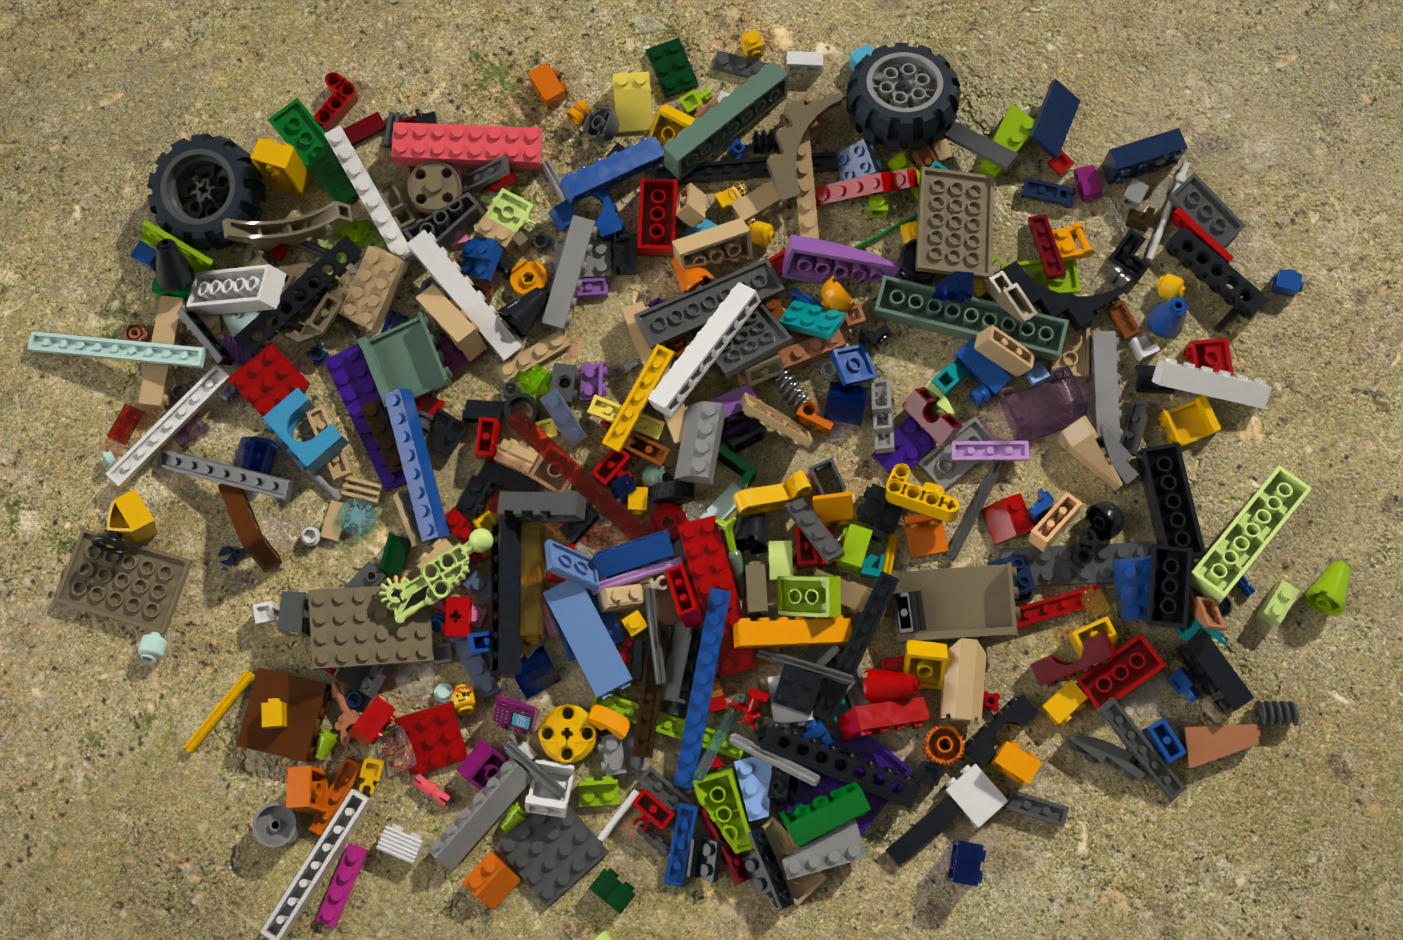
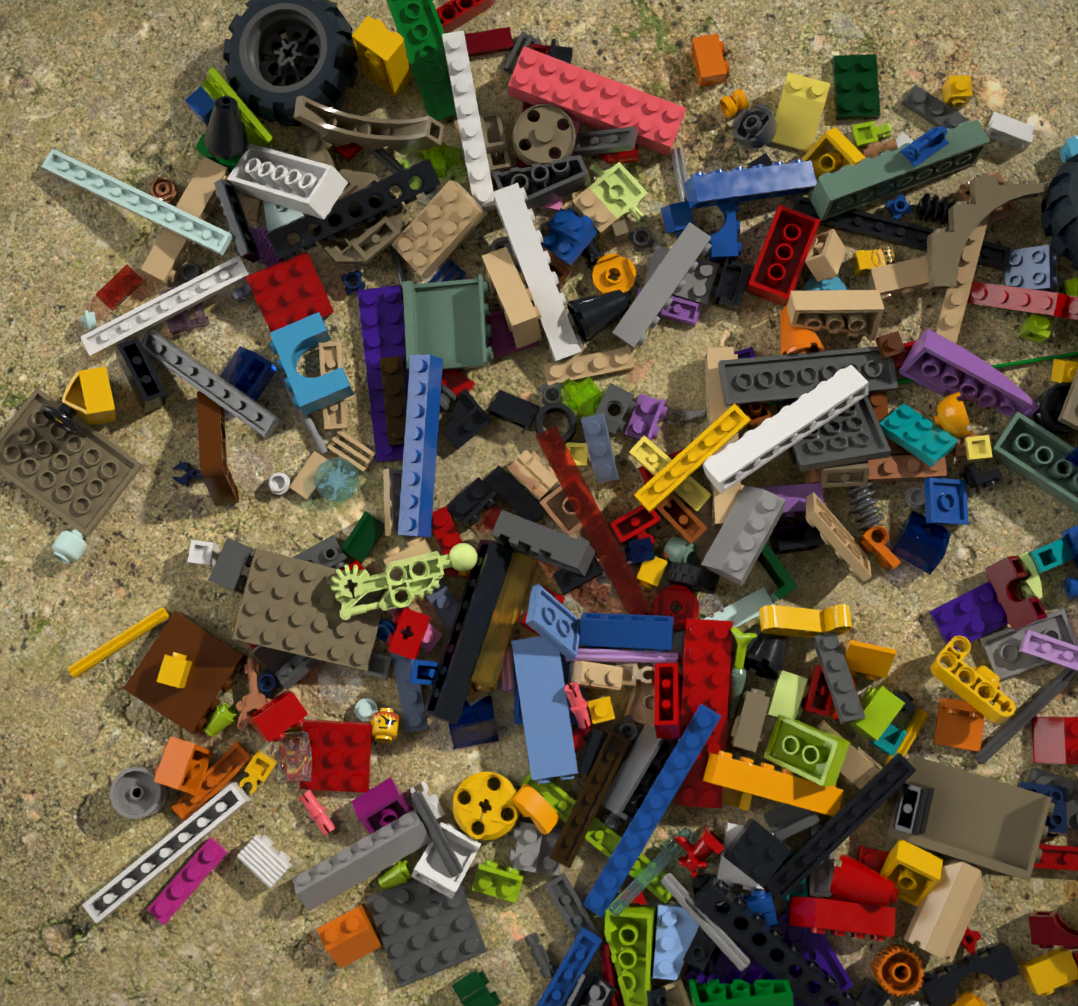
camera: 20 degrees right, 5 degrees up
(166, 487) = (141, 375): none -> black brick
(484, 521) = (473, 535): yellow plate -> none
(487, 438) = (507, 442): red brick -> none
(515, 715) = (435, 764): magenta slope -> none
(614, 625) = (578, 705): none -> coral pin
(617, 816) = (510, 914): white bar -> none
(652, 810) = (550, 925): red brick -> none
(655, 638) = (618, 734): dark grey axle -> none
(718, 701) = (664, 829): red leg -> none
(738, 94) = (925, 145): none -> blue hinge
(762, 233) = (895, 314): yellow head -> none
(766, 258) = (890, 345): none -> reddish brown plate
(795, 294) = (907, 397): blue axle -> none
(820, 466) = (883, 621): dark grey piece -> none
(826, 672) = (775, 828): dark grey axle -> none
(862, 313) = (978, 447): none -> light yellow plate
(878, 510) = (915, 676): black plate -> none
(883, 416) = (959, 572): light grey slope -> none

